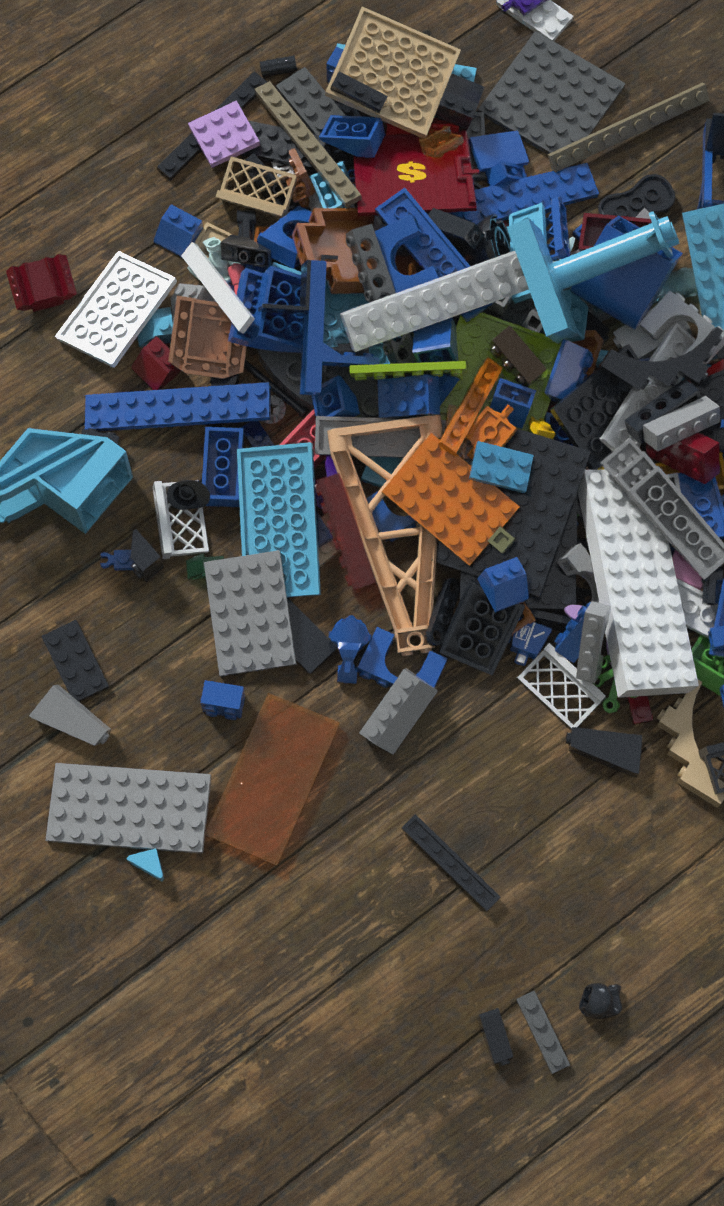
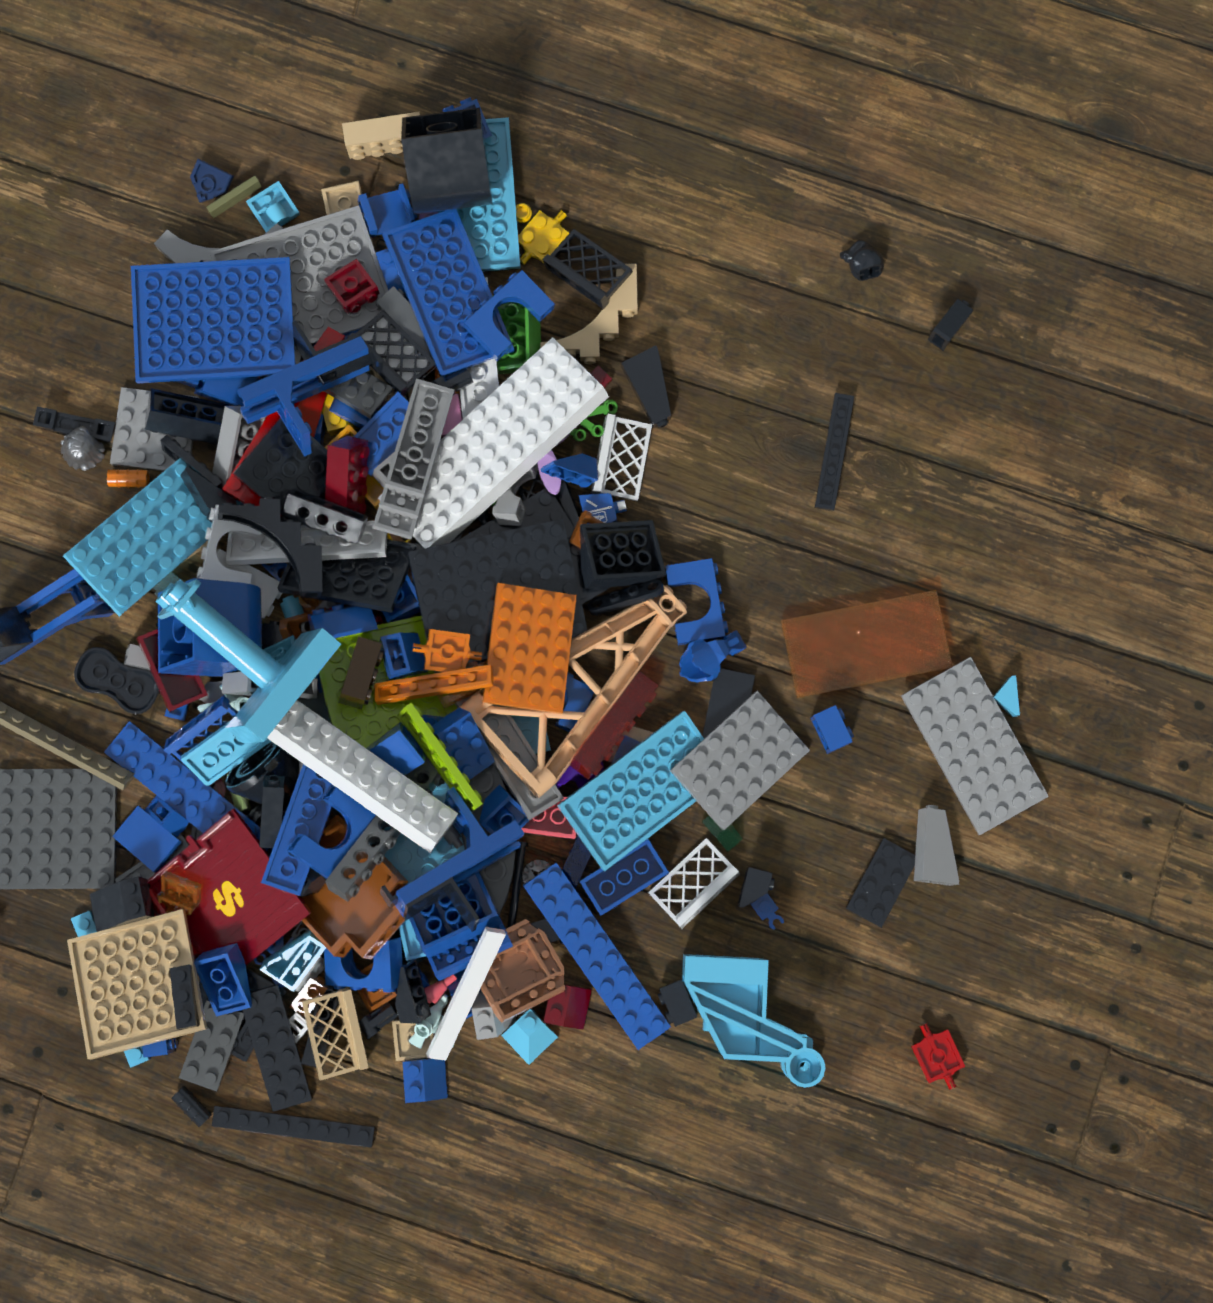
camera: 120 degrees left, 10 degrees up
(41, 283) = (562, 1166): dark red slope -> none
(116, 309) = (540, 1080): white plate -> none
(188, 495) = (672, 887): black piece -> none
(224, 134) = (299, 1105): lavender plate -> none
(301, 173) = (301, 995): dark orange plate -> none
(308, 144) = (262, 1015): dark tan plate -> none
(398, 711) = (740, 576): light grey slope -> none
(501, 467) = (474, 619): dark azure plate -> none
(501, 540) = (537, 580): olive plate -> none
(505, 584) = (577, 550): blue slope -> none
(541, 428) = (410, 614): yellow plate -> none
(542, 1032) = (918, 291): dark grey plate -> none
(594, 627) = (576, 445): light grey arch -> none
(681, 423) = (328, 490): light grey brick -> none

